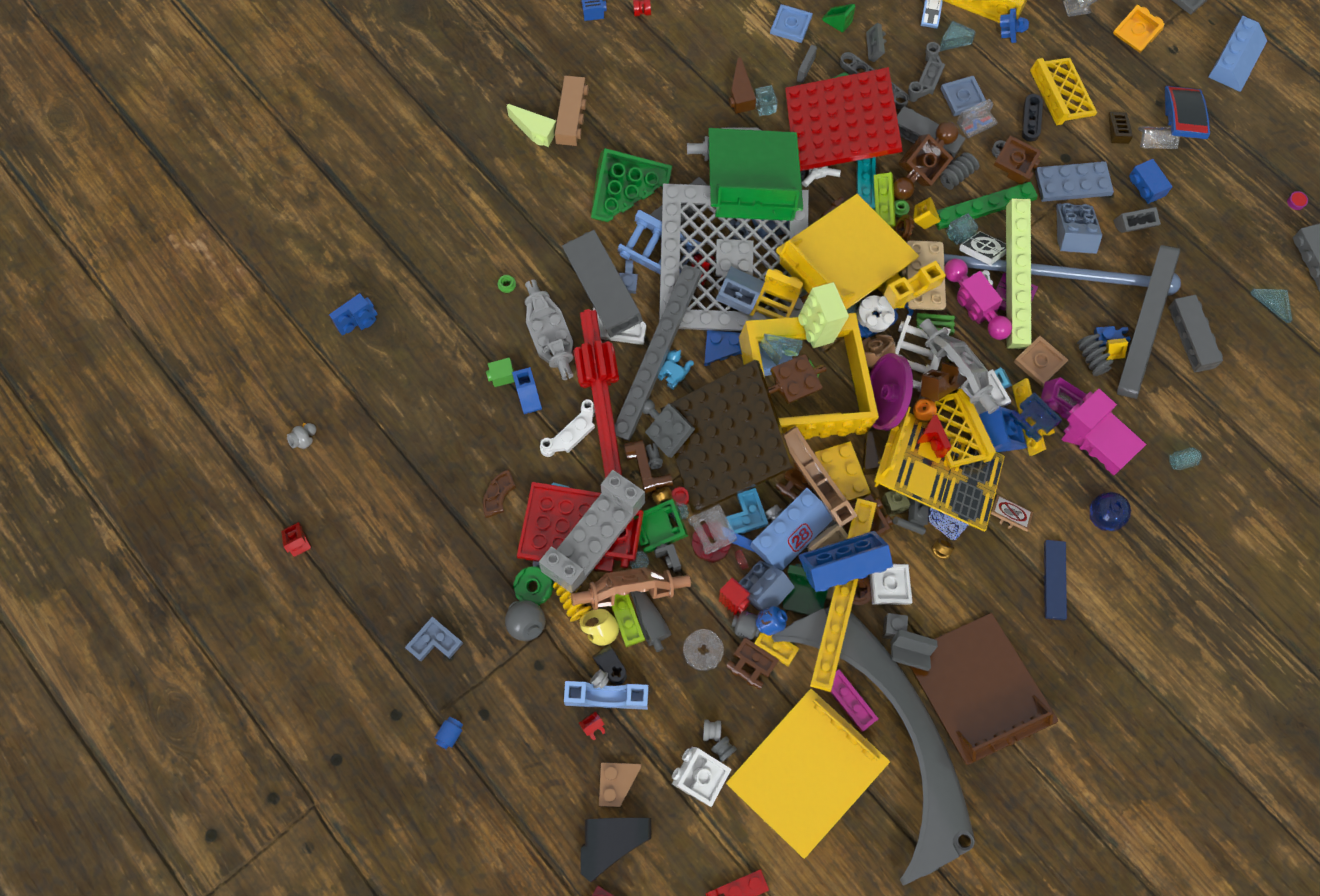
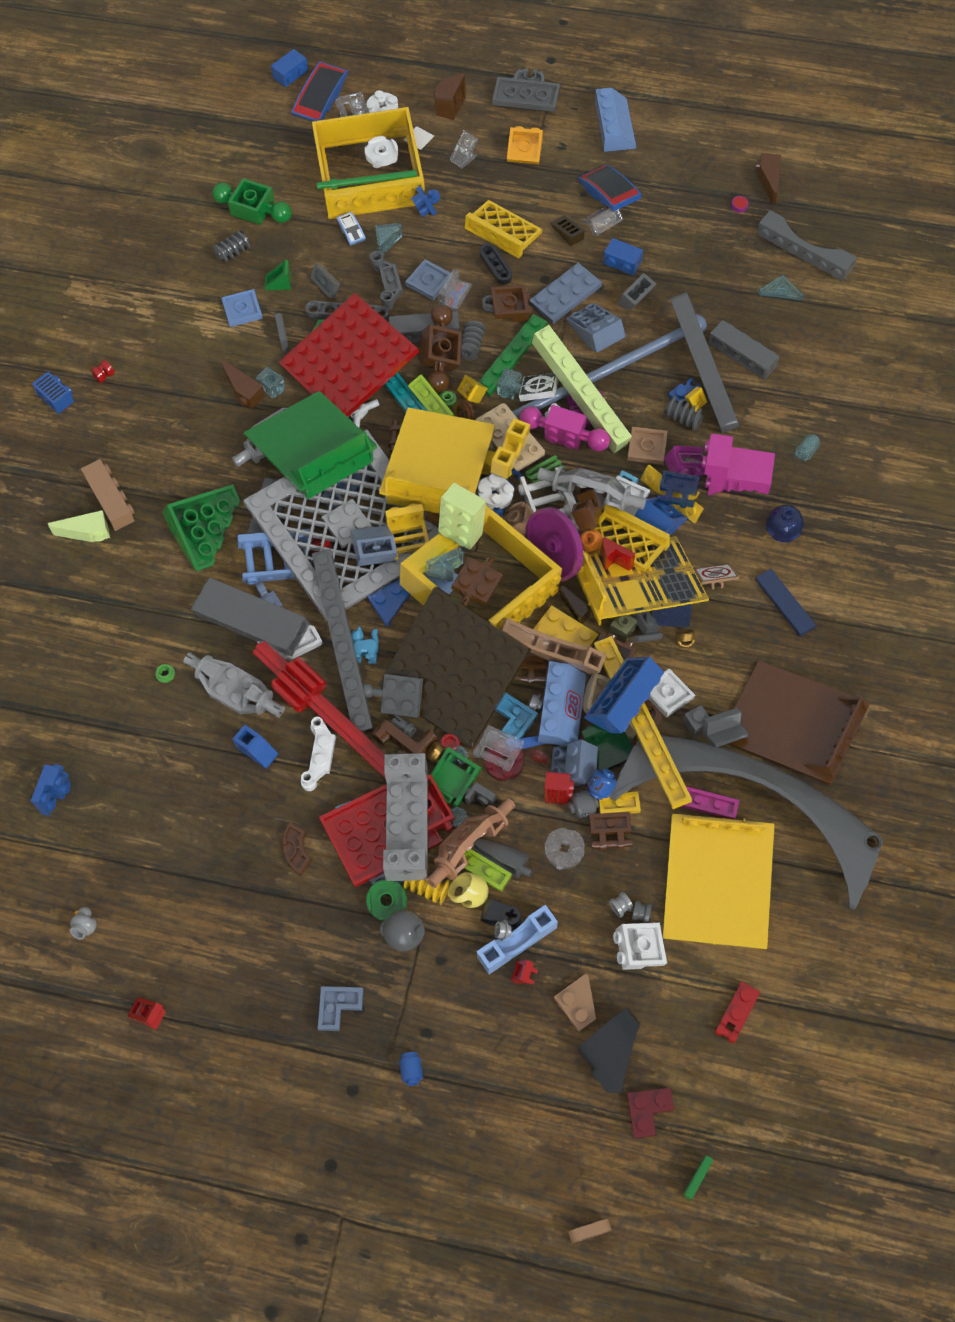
camera: 35 degrees left, 5 degrees down
(500, 372) = (219, 748): bright green brick -> none

